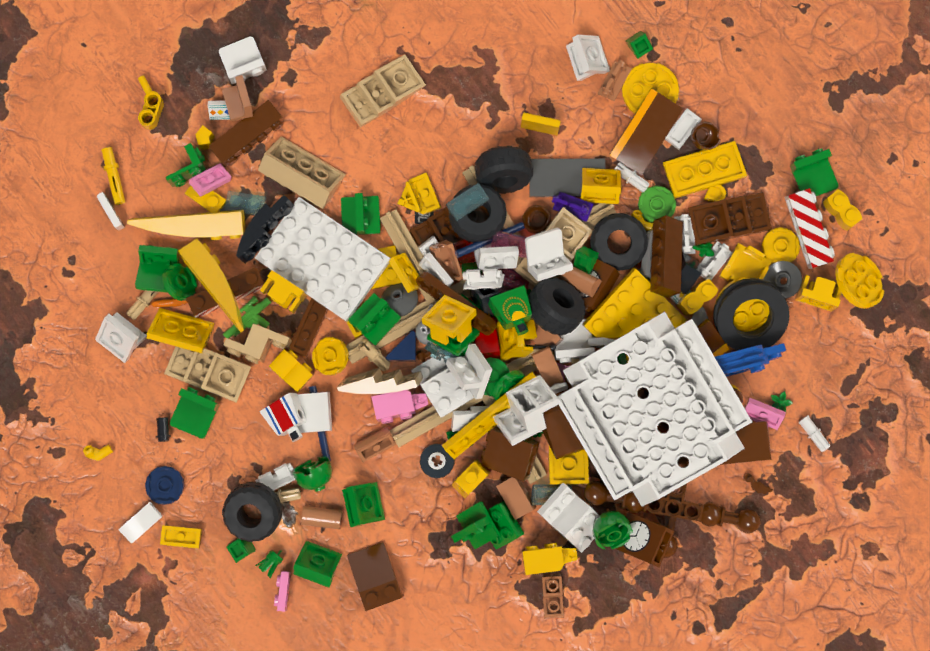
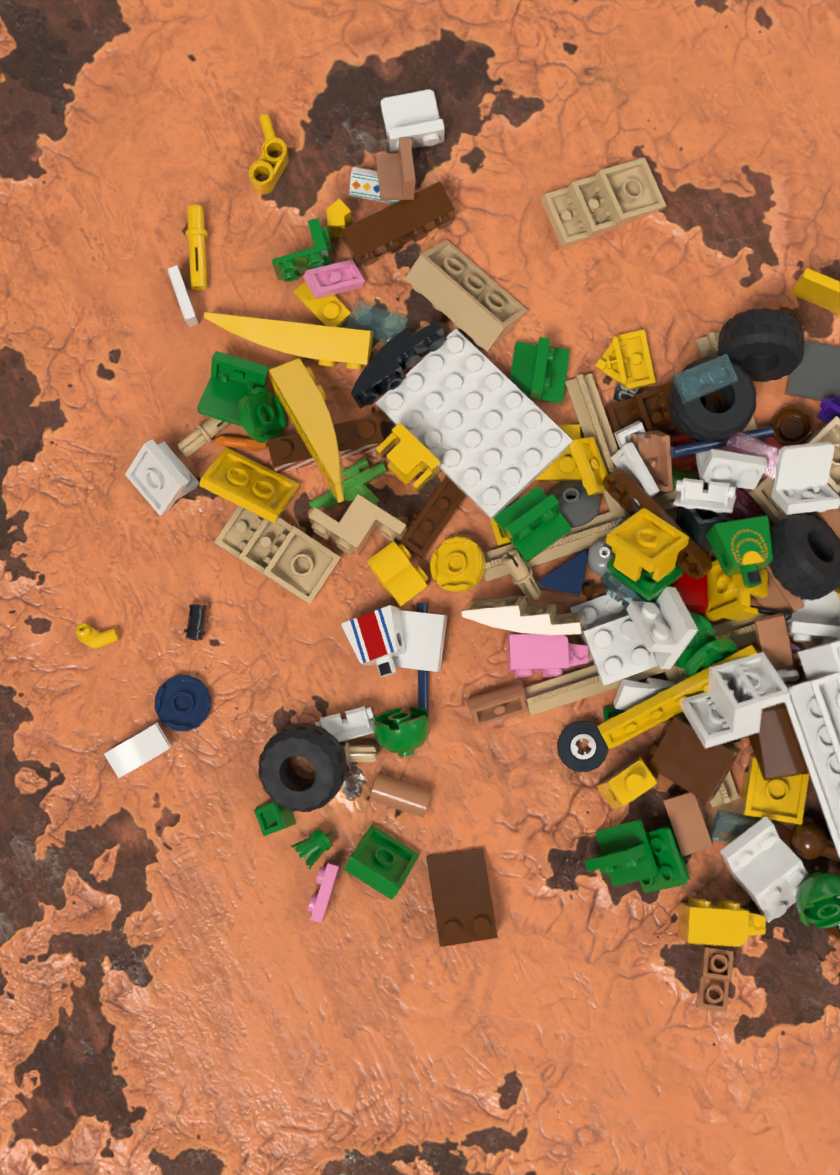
camera: 10 degrees right, 0 degrees up
(180, 536) = (191, 782): yellow plate -> none
(194, 413) = (246, 607): green bracket -> none
(363, 504) = (464, 789): green bracket -> none

